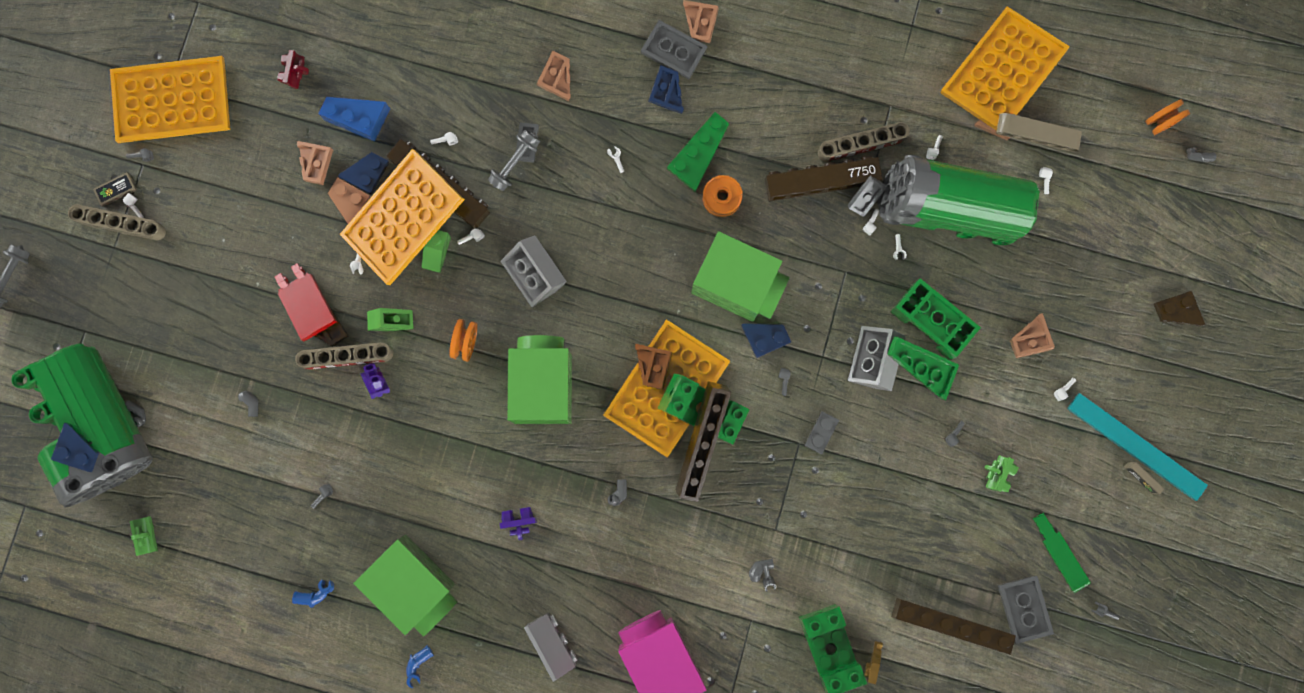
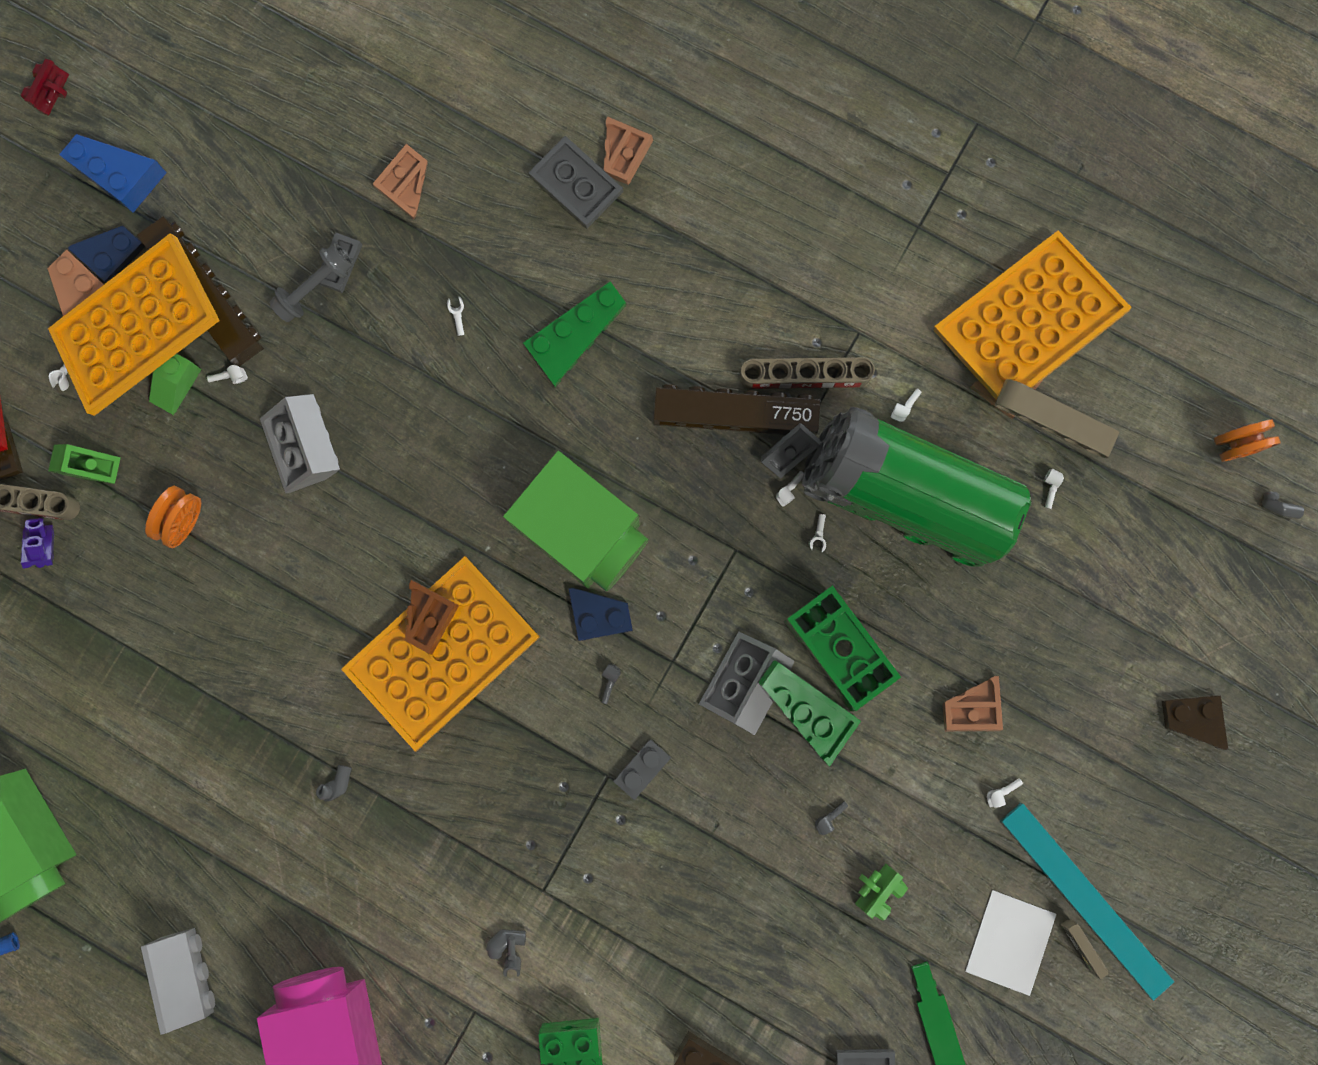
camera: 15 degrees right, 0 degrees up
(314, 161) = (41, 221): nougat wing -> none
(449, 137) = (236, 232): white hand -> none
(526, 518) = (171, 786): dark purple hips -> none
(539, 381) = (259, 602): bright green container -> none
(667, 90) = (551, 236): dark blue wing -> none
(681, 402) = (503, 712): green plate -> none
(703, 441) = (465, 742): dark brown brick -> none
(726, 185) = (586, 385): orange wheel -> none
(1094, 487) = (1011, 943): none -> white sticker

